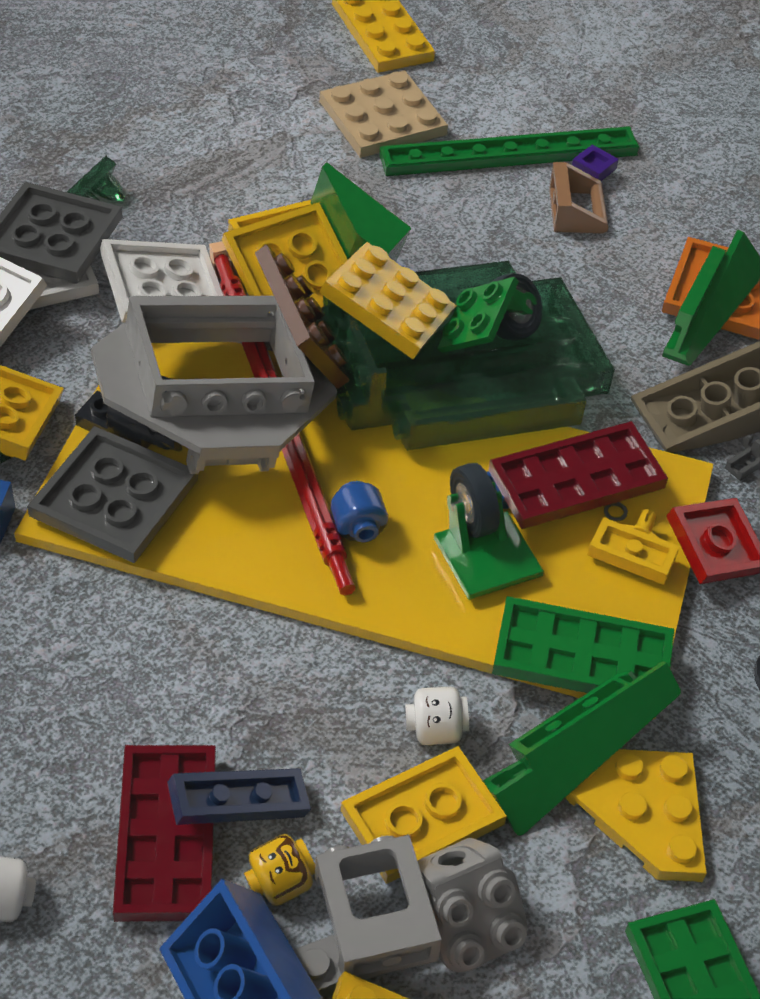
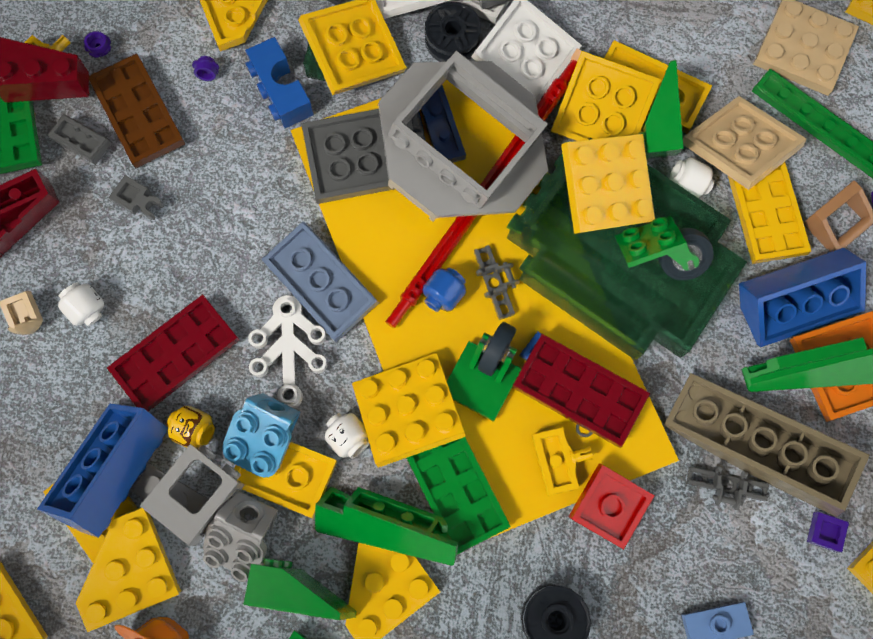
camera: 55 degrees right, 25 degrees up
(68, 325) = (452, 18): none -> black wheel
(226, 625) = (320, 281): none -> sand blue tile
(238, 796) = (211, 373): dark blue plate -> none
(277, 707) = (287, 346): none -> white plant
(303, 316) = (540, 150): reddish brown plate -> none
(367, 792) = (260, 435): none -> dark azure piece
(399, 484) = (502, 288): none -> dark grey piece
(432, 256) = (693, 176): none -> white head
(441, 201) = (744, 142): none -> tan plate
(463, 632) = (407, 410): none -> yellow plate
(513, 236) = (771, 218): none -> yellow plate
(587, 872) = (292, 590): none -> green slope
(629, 271) = (804, 296): none -> blue slope

